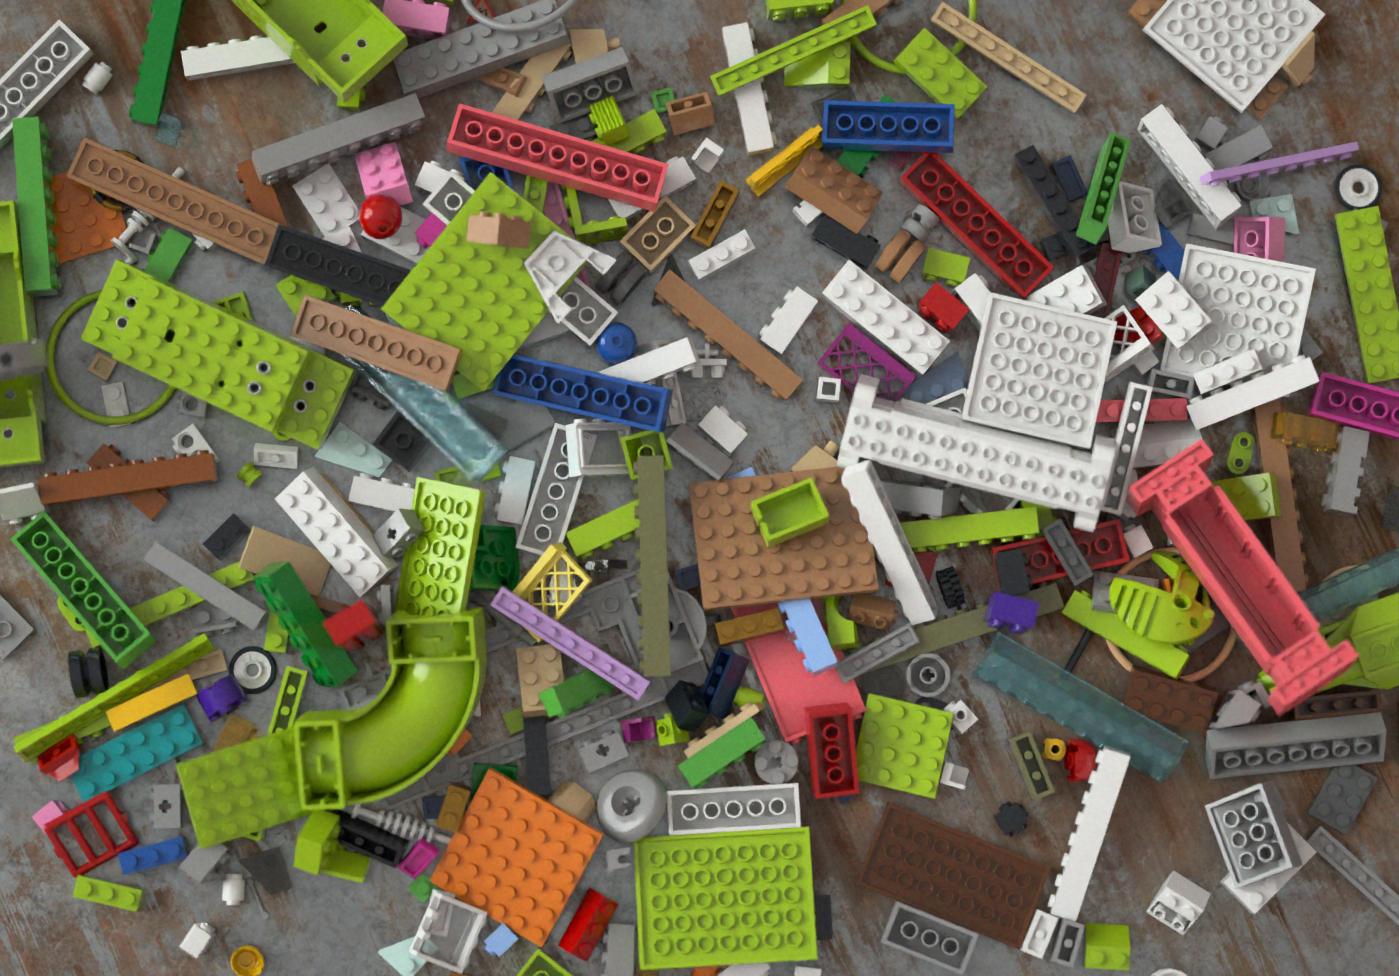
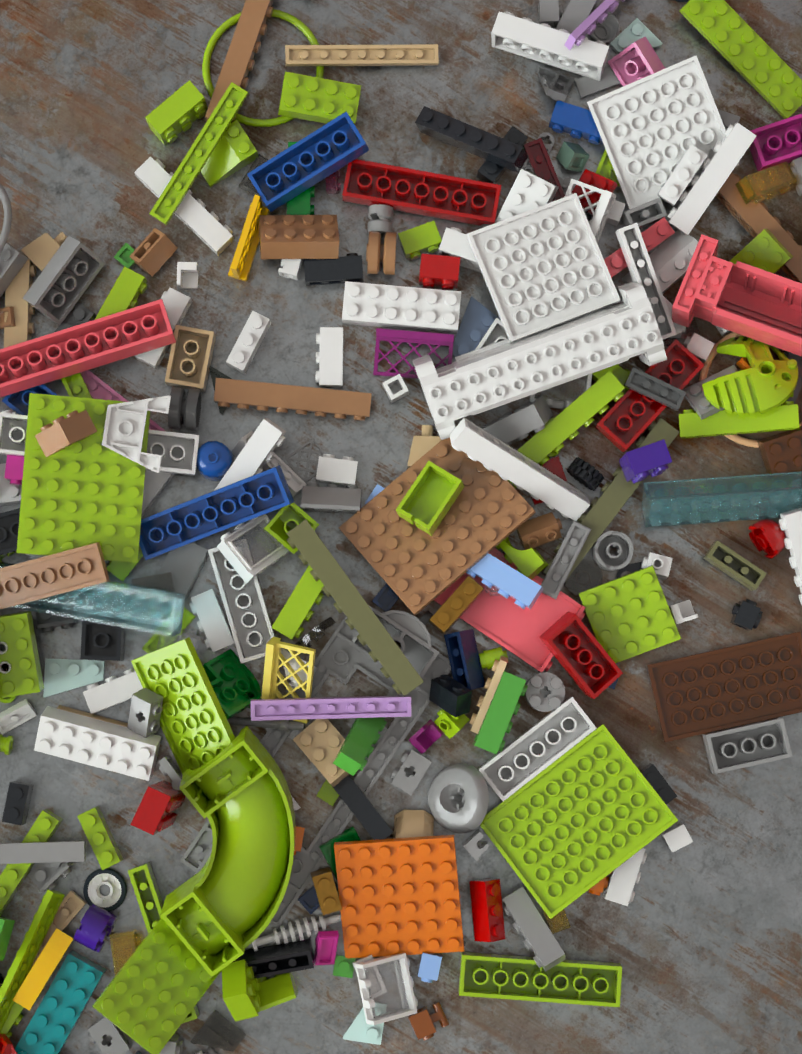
camera: 30 degrees left, 0 degrees up
(266, 547) = (73, 792): tan tile -> none
(304, 624) = (114, 828): green brick -> none
(329, 605) = (127, 802): medium nougat beam -> none
(595, 231) = (140, 387): lime bracket -> none
(609, 121) = (96, 297): lime brick -> none
(714, 215) = (222, 315): pearl gold brick -> none
(717, 365) = (299, 425): white hips -> none
(1012, 572) = (625, 431): black brick -> none
(1048, 754) = (736, 541): yellow brick -> none
(1069, 179) = (466, 113): dark blue tile -> none
(1078, 650) = (710, 457): black bar -> none
(1103, 188) = (498, 101): bright green brick -> none
(1132, 220) = (533, 111): white slope -> none
(1173, 310) = (611, 156): white brick -> none
(1240, 452) = (729, 231): lime plate -> none

